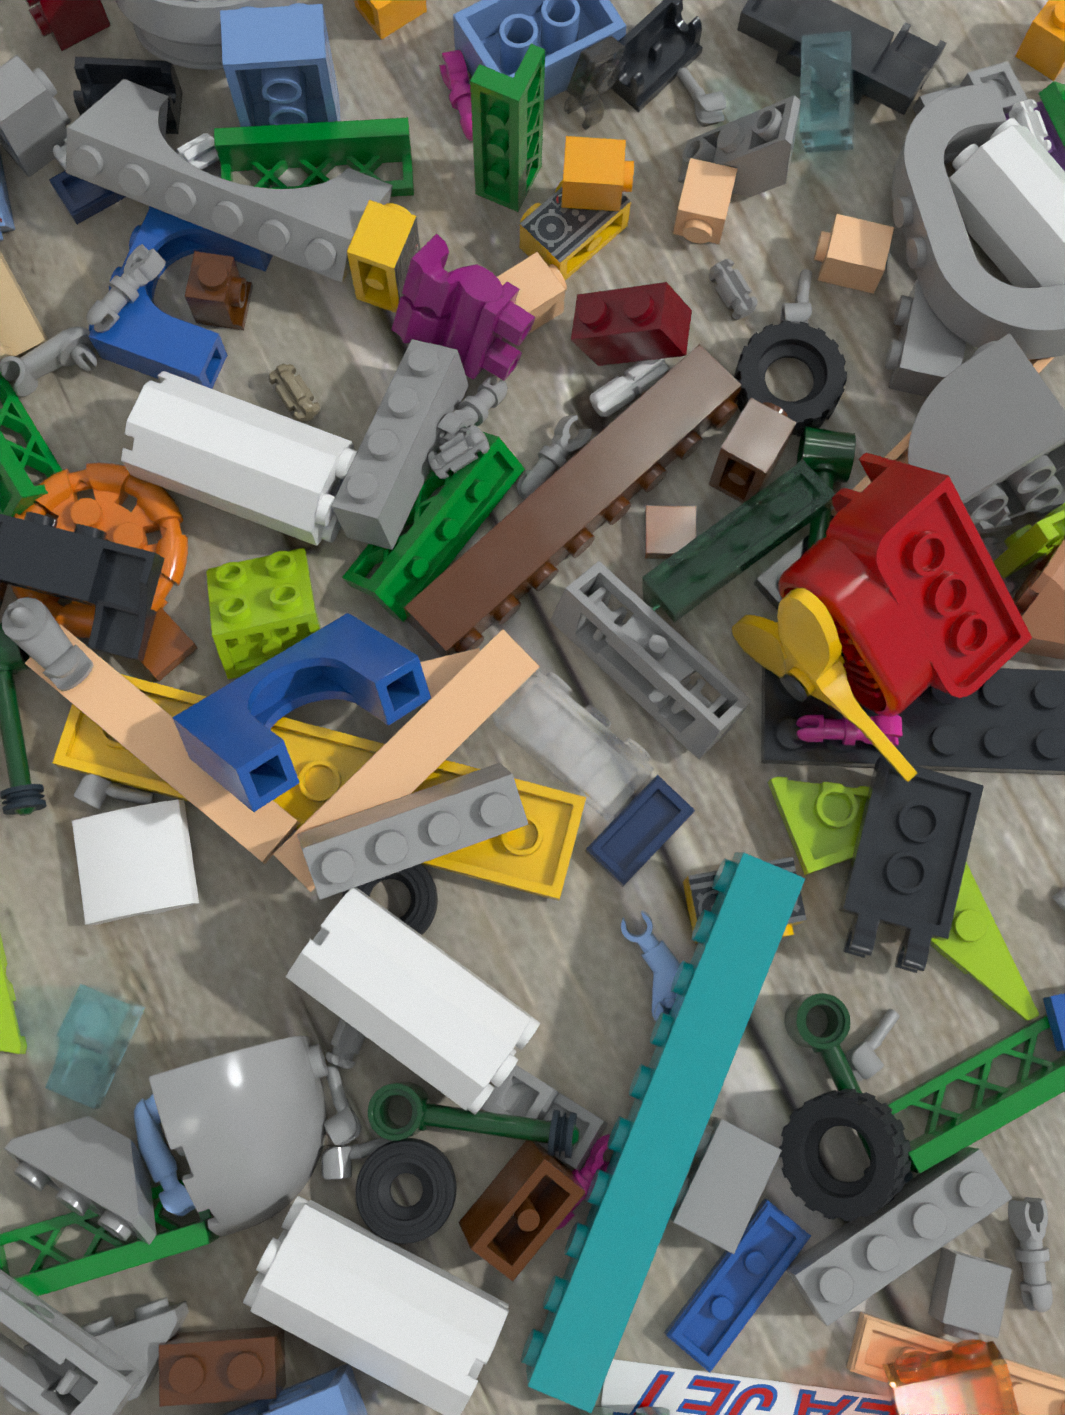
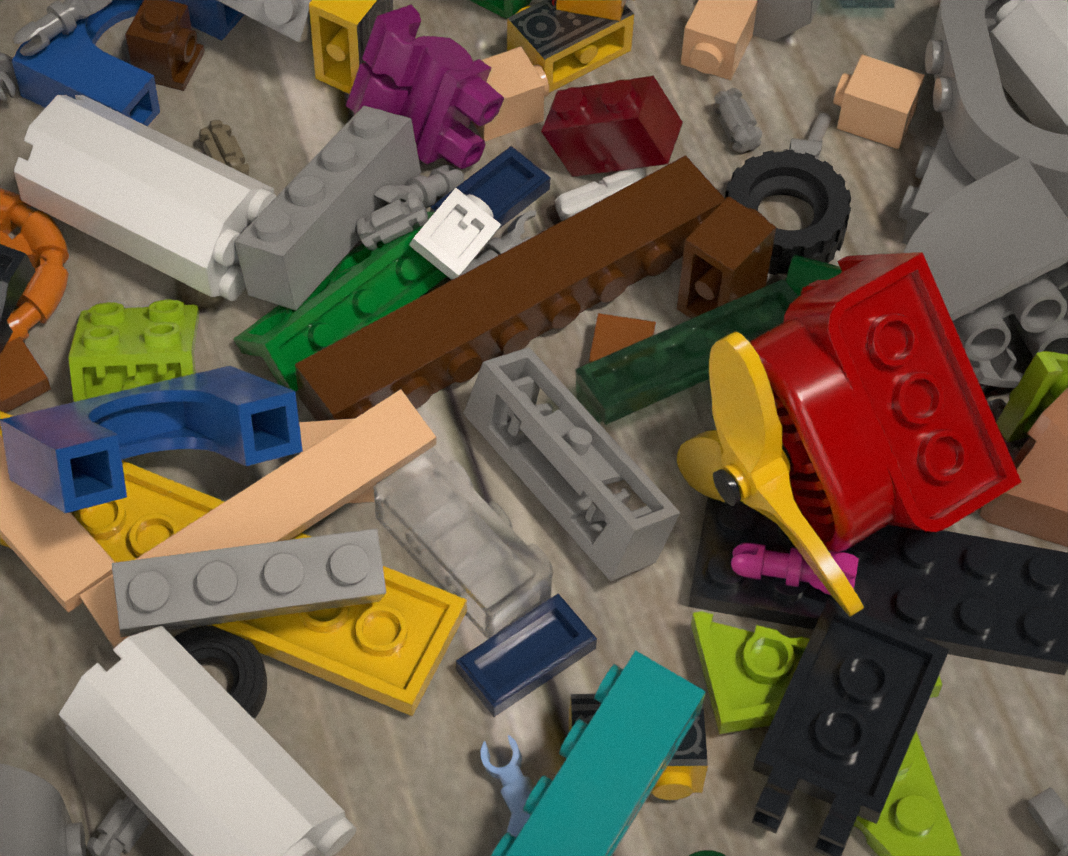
camera: 10 degrees right, 20 degrees down
(516, 456) = (456, 233): none -> white bracket
(533, 401) = (505, 185): none -> dark blue tile

